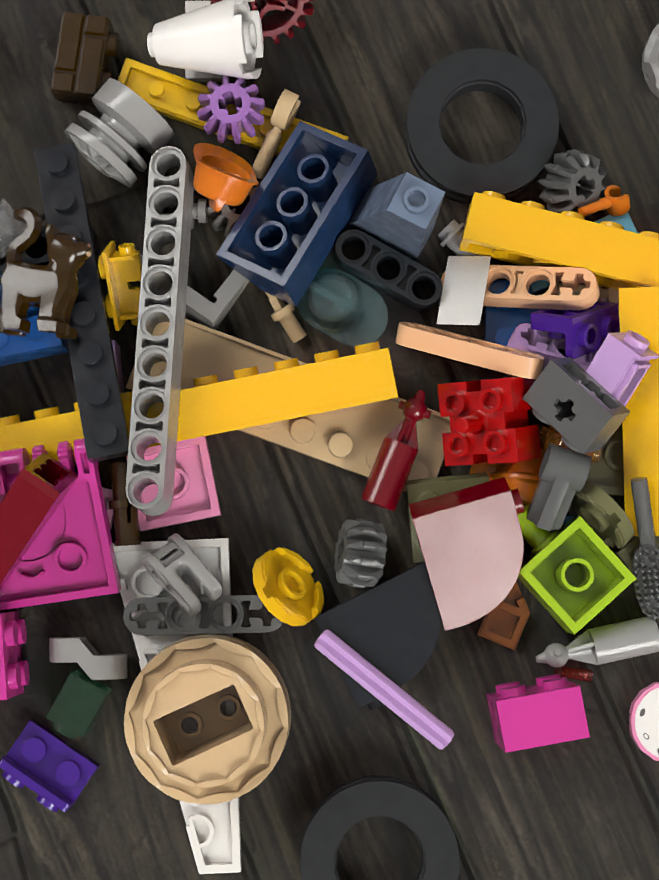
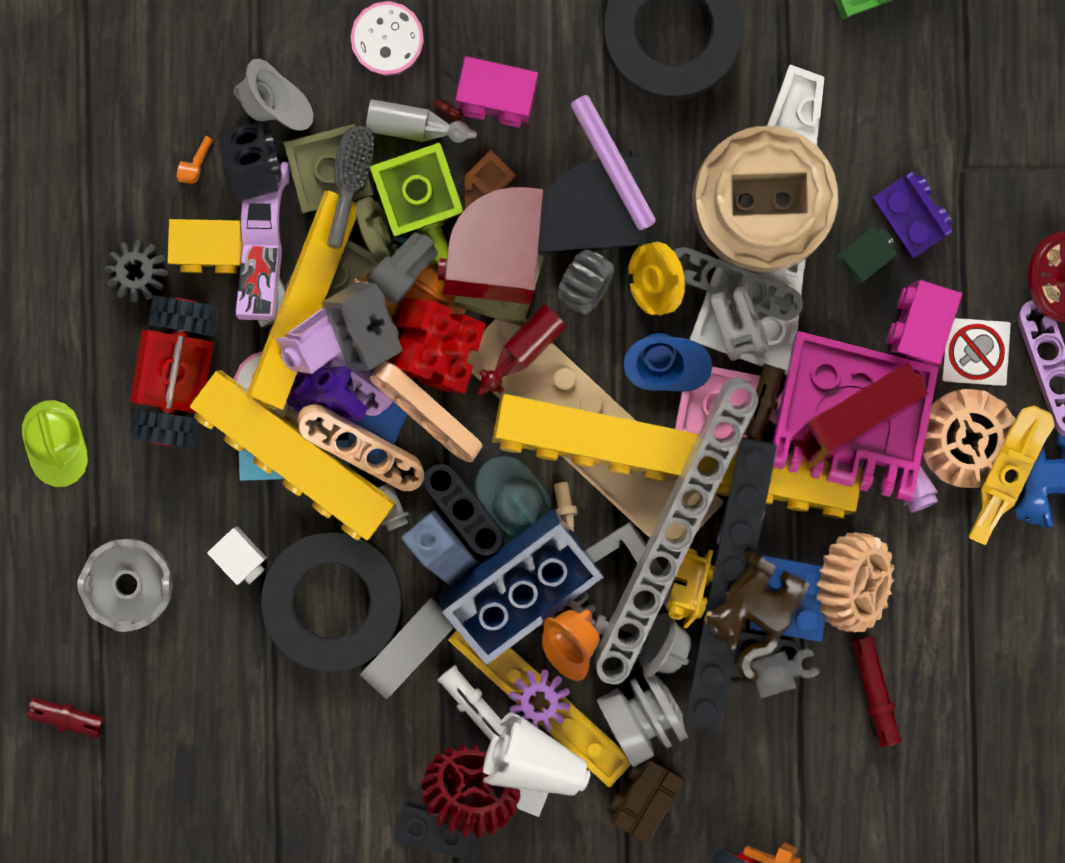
camera: 155 degrees left, 5 degrees up
(95, 665) = (849, 297): light grey piece -> none
(123, 211) = (666, 647): none -> light grey piece
(240, 503) = (667, 363): none -> blue piece
(281, 119) = (513, 662): tan piece -> none
(302, 83) = (471, 702): none -> white pin
(386, 107) = (407, 649): none -> light grey beam
(463, 290) = (408, 464): white sticker -> none
(572, 181) = (276, 517): dark grey gear -> none
(594, 131) = (238, 557): none -> white brick
(612, 202) = (248, 488): orange hand -> none

